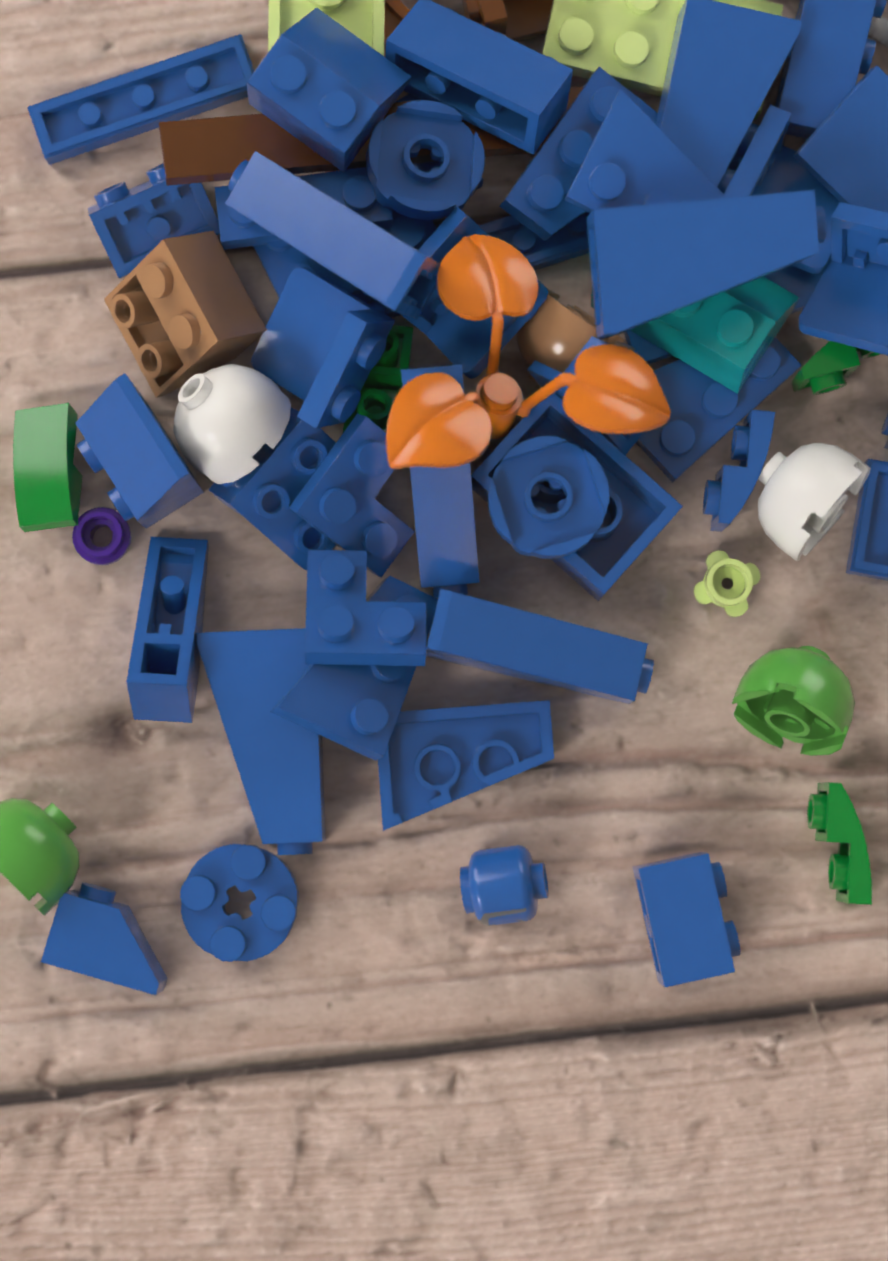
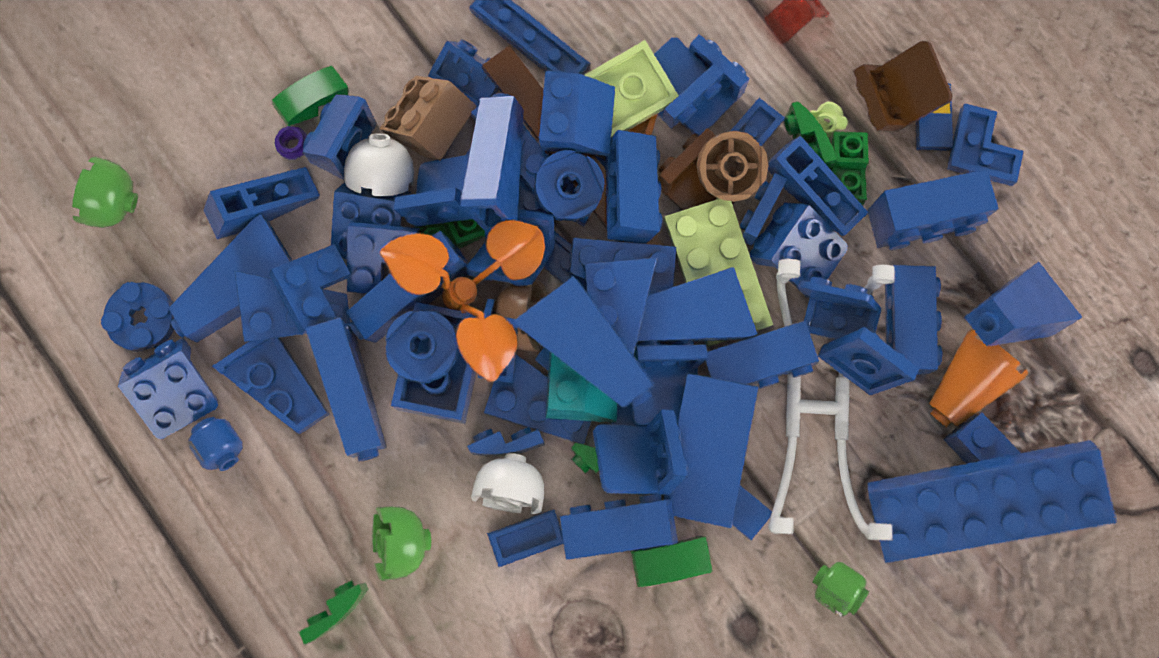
camera: 60 degrees right, 5 degrees down
(102, 941) = (80, 260): blue slope -> none
(375, 914) = (167, 389): none -> bracket
(686, 918) = (246, 549): blue brick -> none
(742, 577) = (449, 463): yellowish green plate -> none

